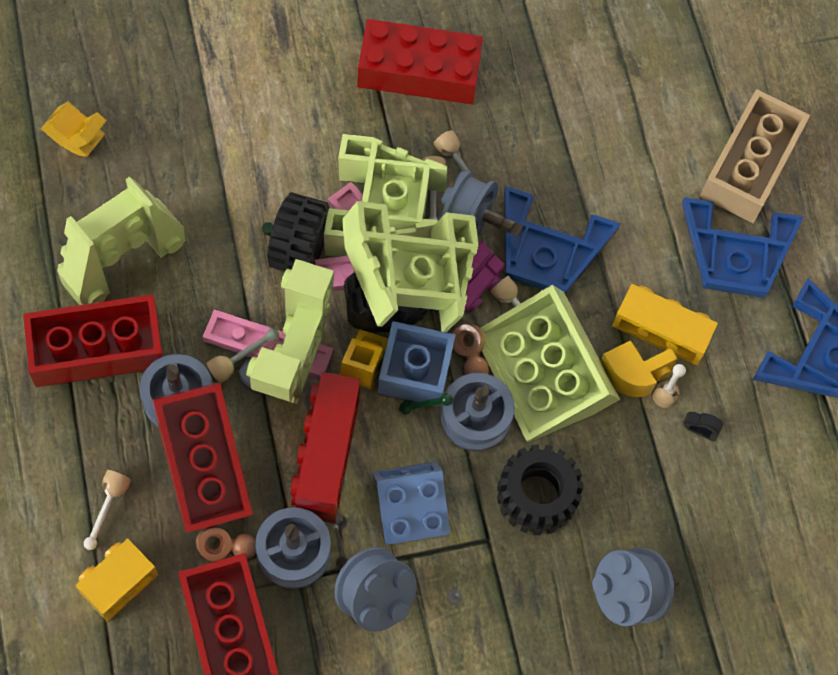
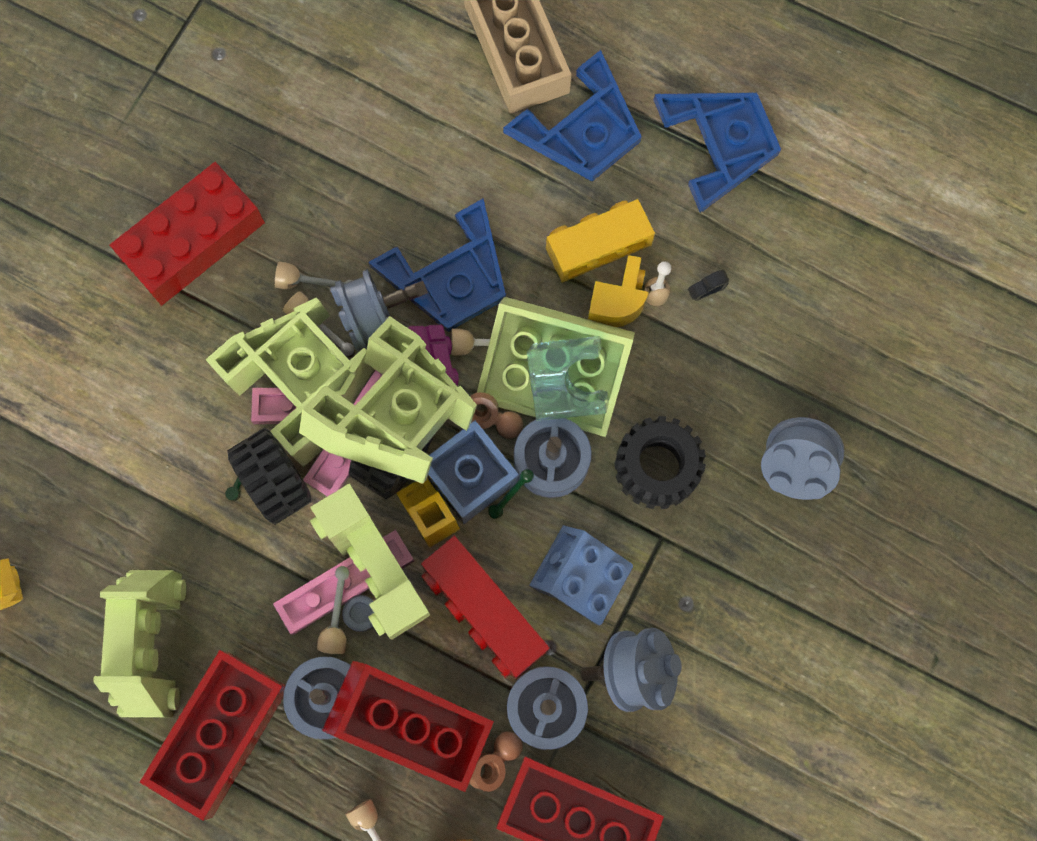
camera: 45 degrees left, 10 degrees up
(528, 366) = (550, 379): none -> clear light blue piece

